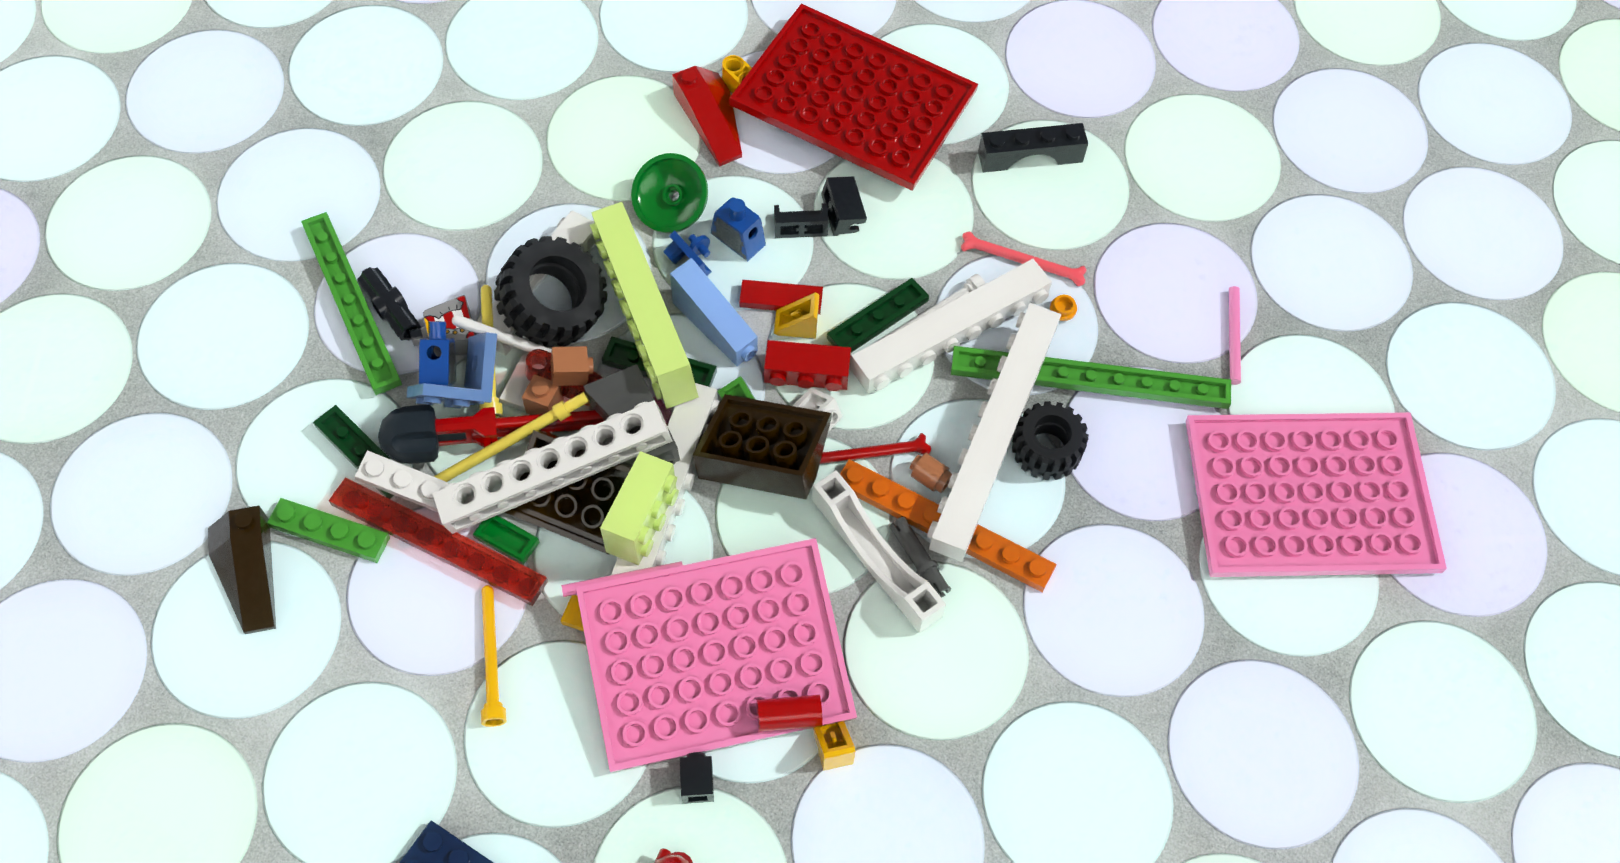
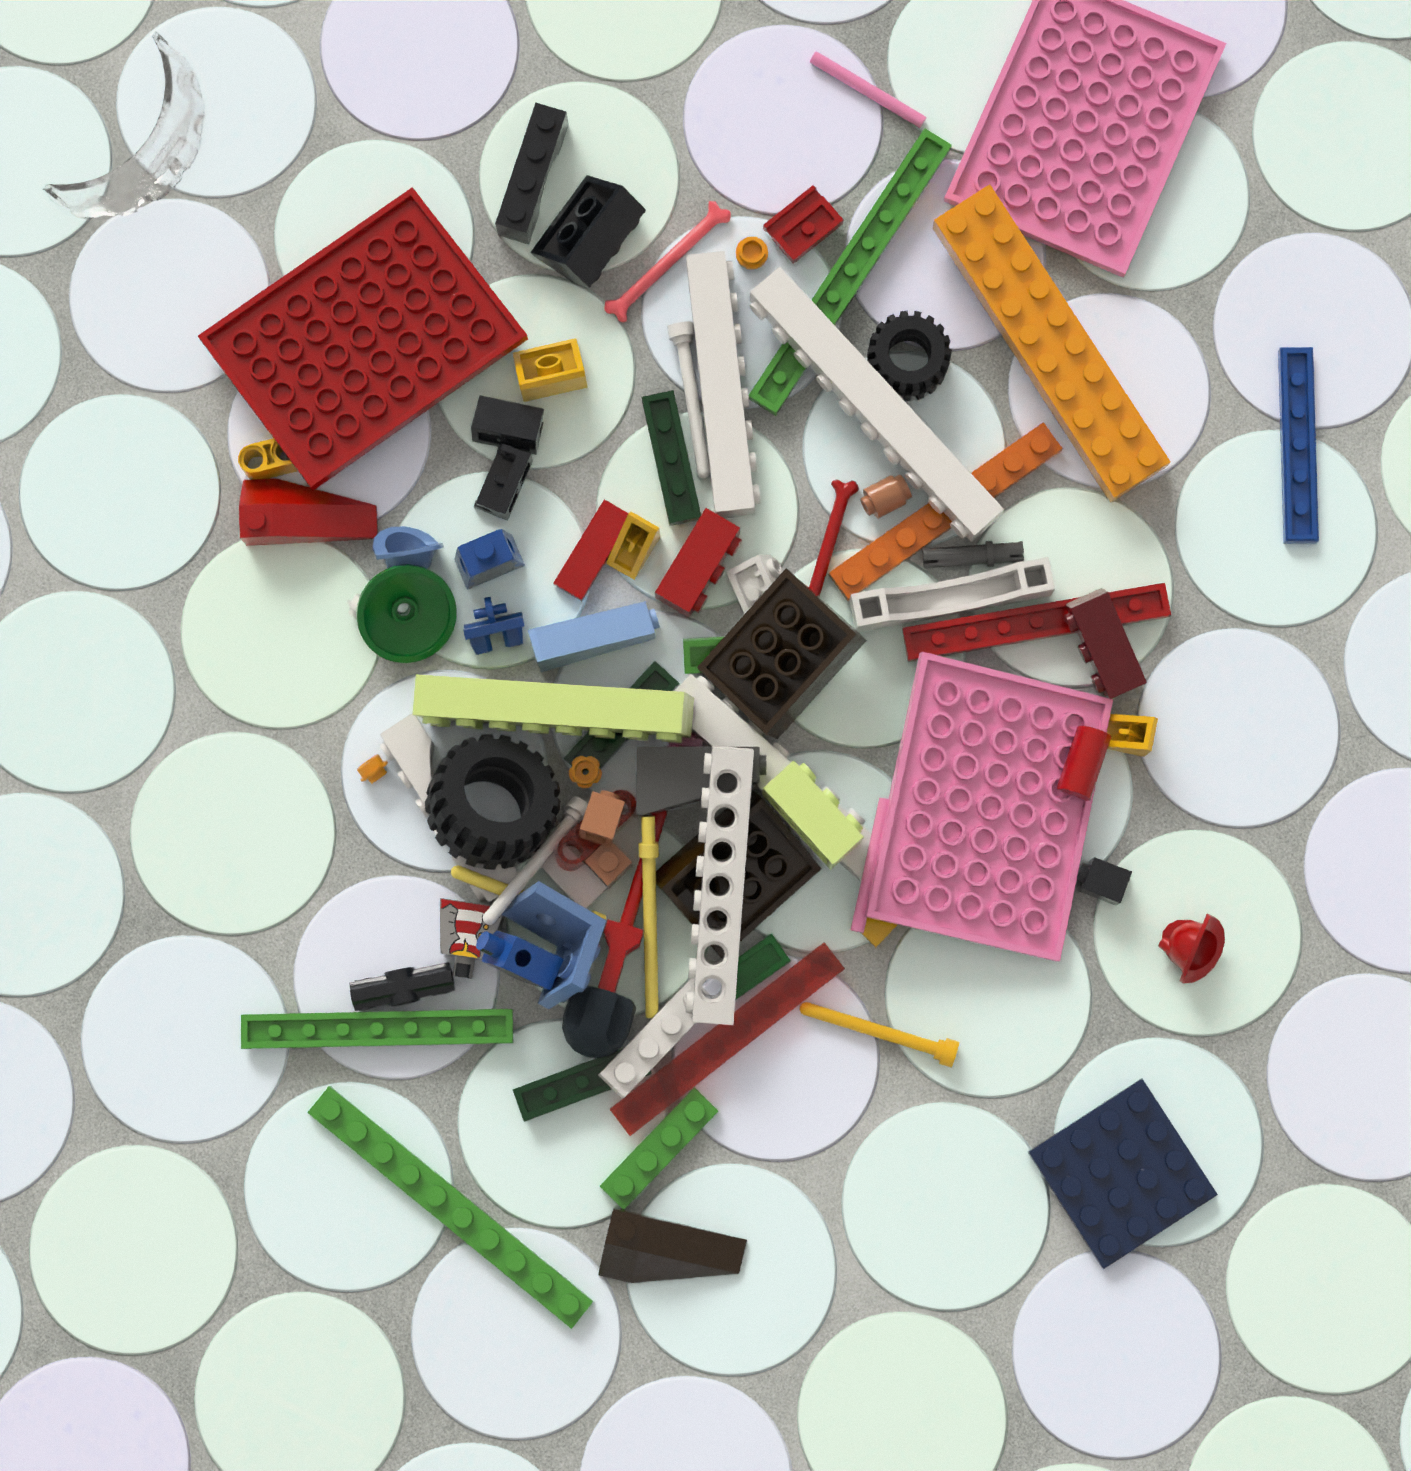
camera: 60 degrees left, 20 degrees up
(226, 410) = (450, 1207): none -> bright green plate
(546, 223) = (372, 769): none -> light orange plate
(603, 344) = (581, 763): none -> light orange plate
(719, 176) = (405, 546): none -> medium blue helmet
(894, 634) = (1025, 623): none -> red plate
(896, 216) = (550, 370): none -> yellow slope
(898, 685) = (1104, 644): none -> dark red brick
(1014, 200) = (589, 230): none -> black slope
(1105, 331) = (803, 224): none -> red plate
(1118, 540) = (1050, 343): none -> light orange brick
(1156, 780) = (1298, 445): none -> blue tile

